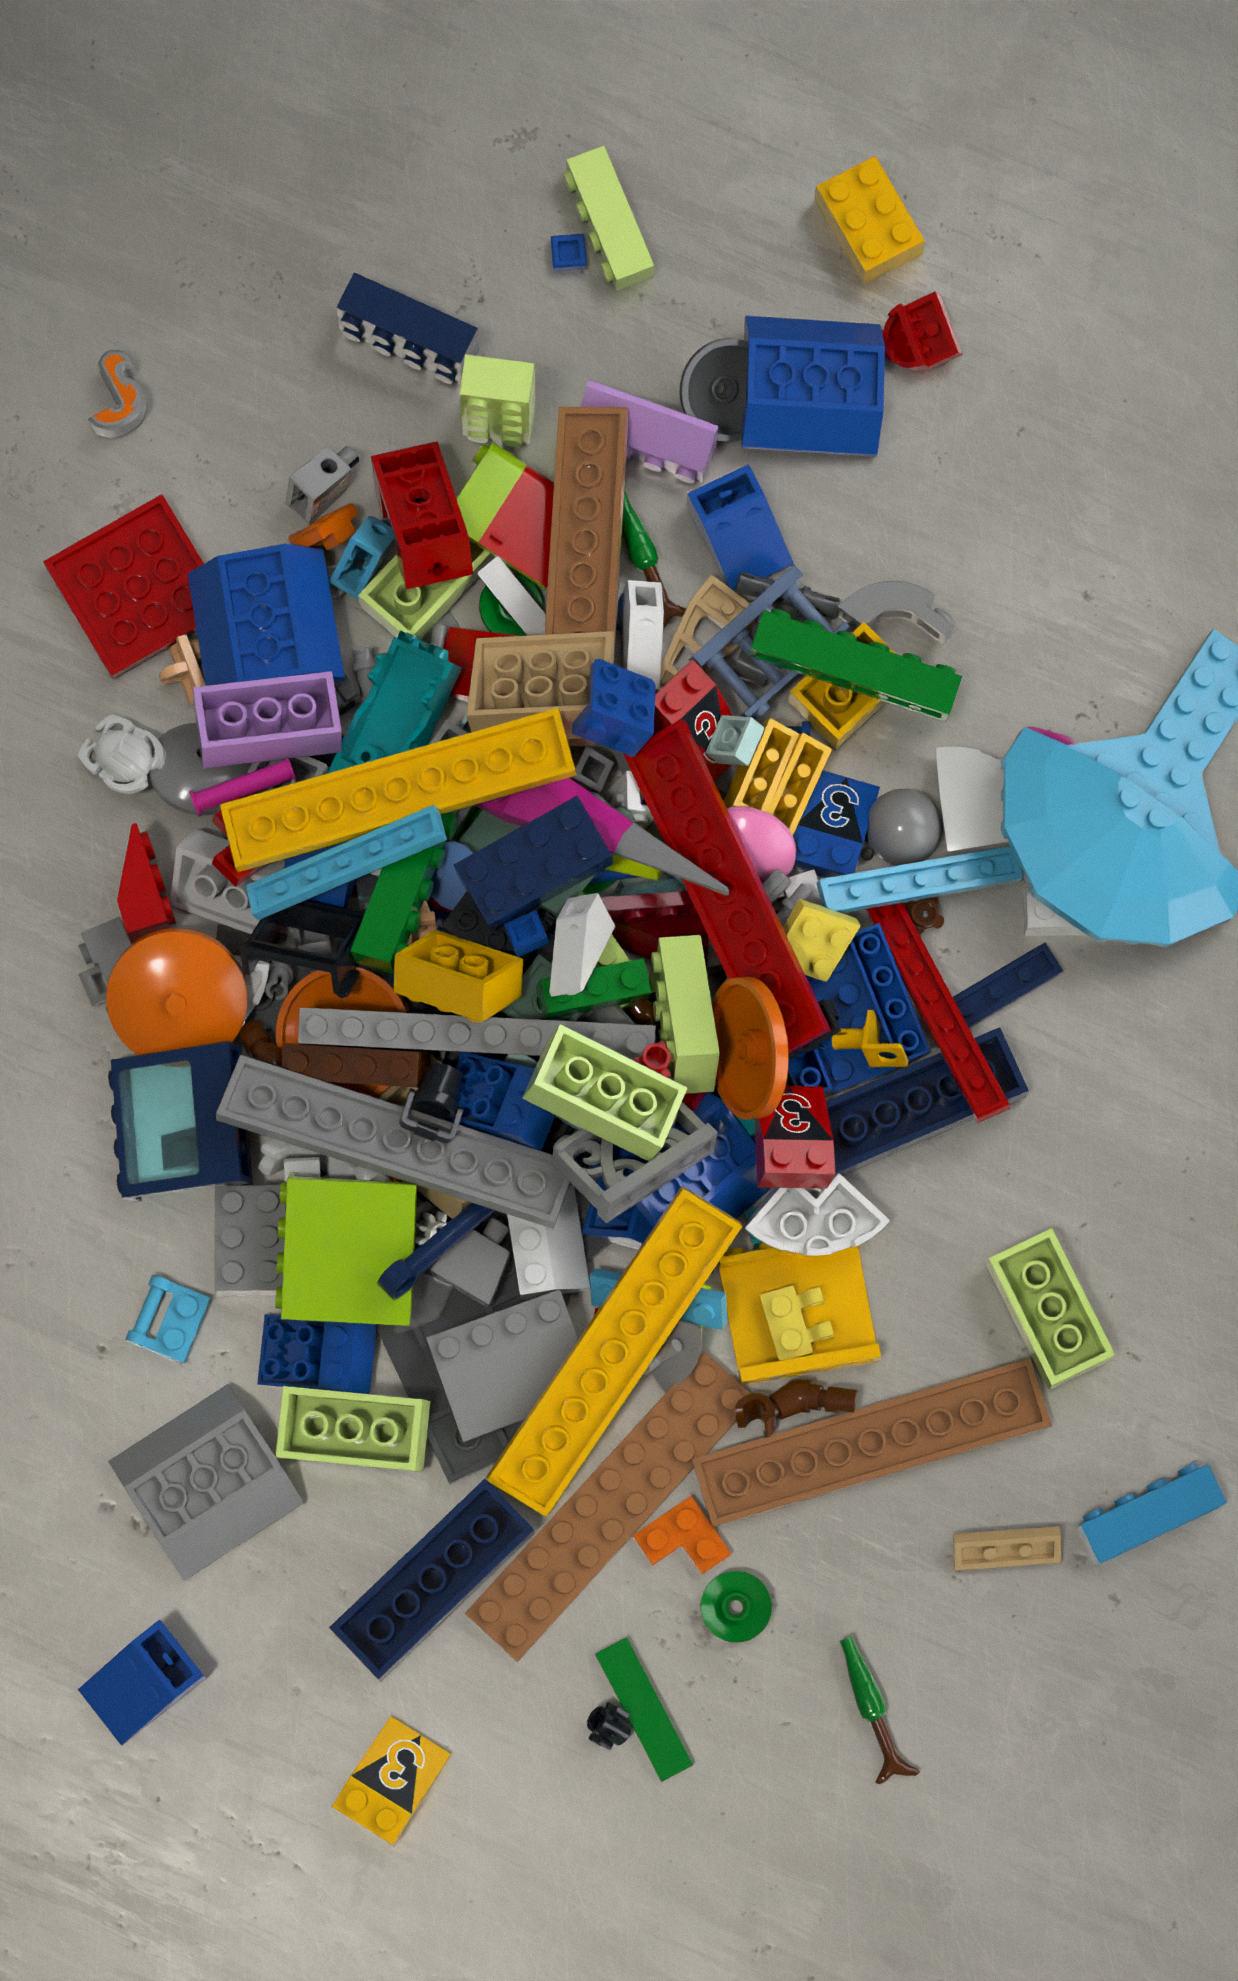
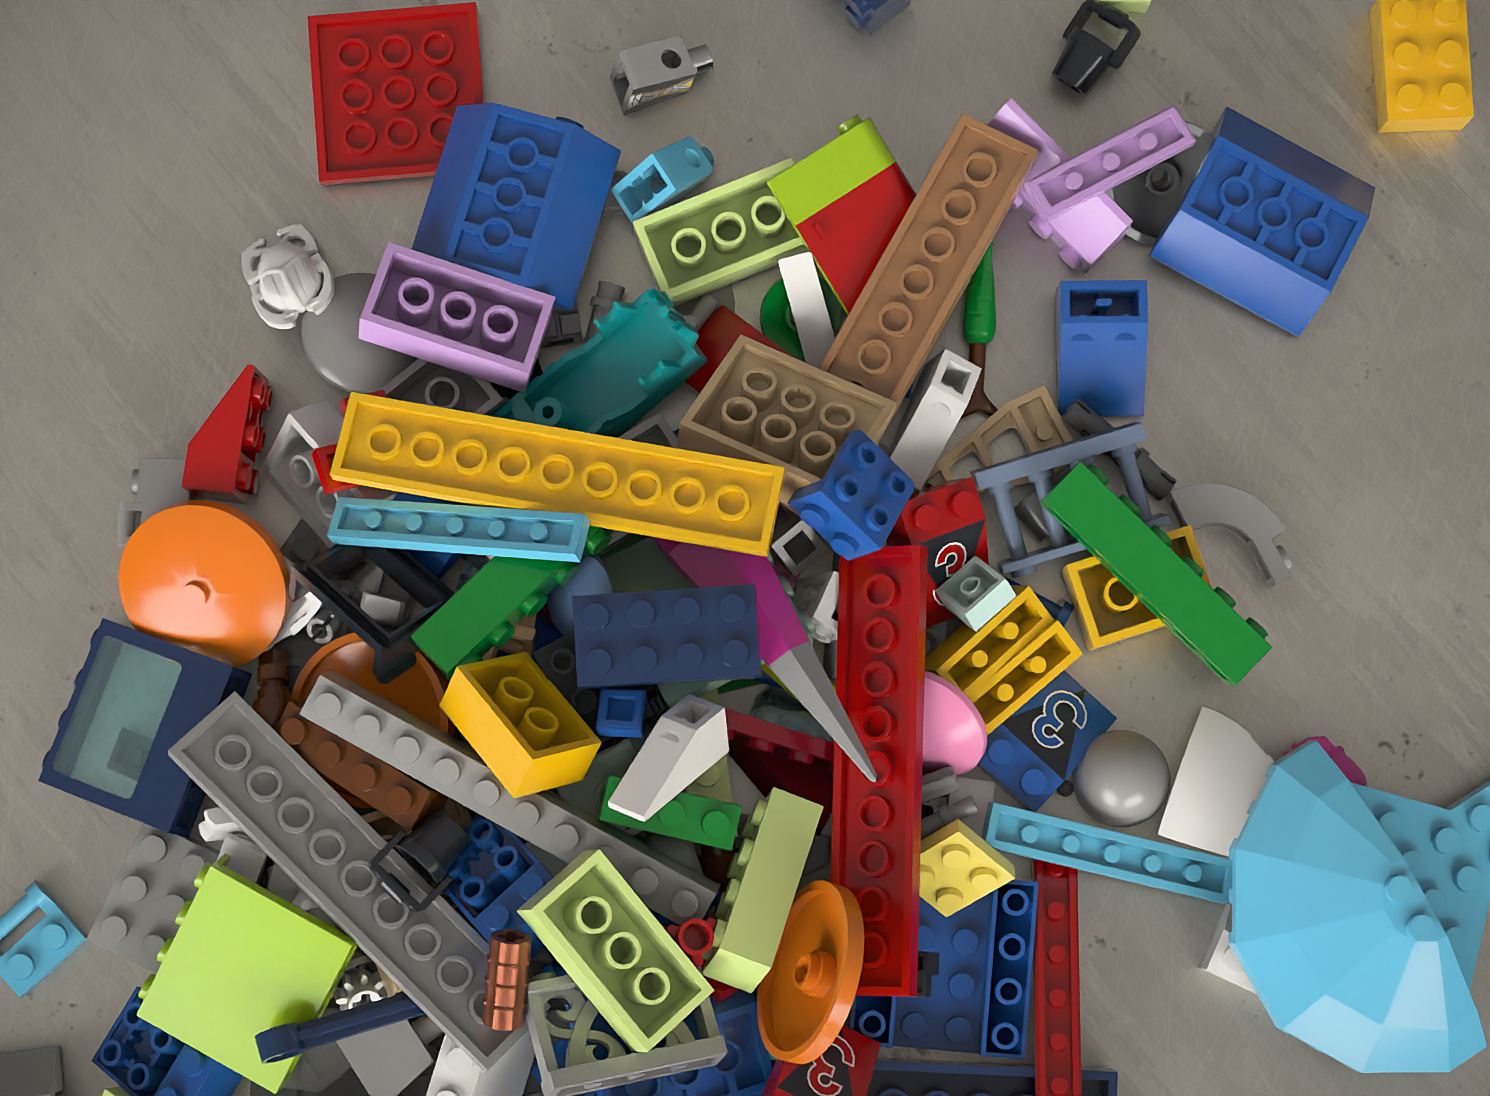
camera: 30 degrees right, 5 degrees up
(185, 667) = (405, 213): light nougat hips -> none
(242, 786) = (393, 379): dark pink pin -> none
(327, 530) = (637, 131): orange plate -> none
(423, 515) = (747, 165): red plate -> none
(497, 400) = (896, 72): yellowish green brick -> none
(538, 1150) = (506, 979): none -> copper axle
(625, 326) = (1087, 57): none -> black piece
(681, 393) = (1109, 163): none -> lavender tile
(868, 1040) = (959, 1011): yellow bracket -> none
(920, 334) = (1416, 221): red slope -> none
(926, 905) = (1103, 900): reddish brown plate -> none
(1007, 985) = (1150, 1016): dark blue tile -> none

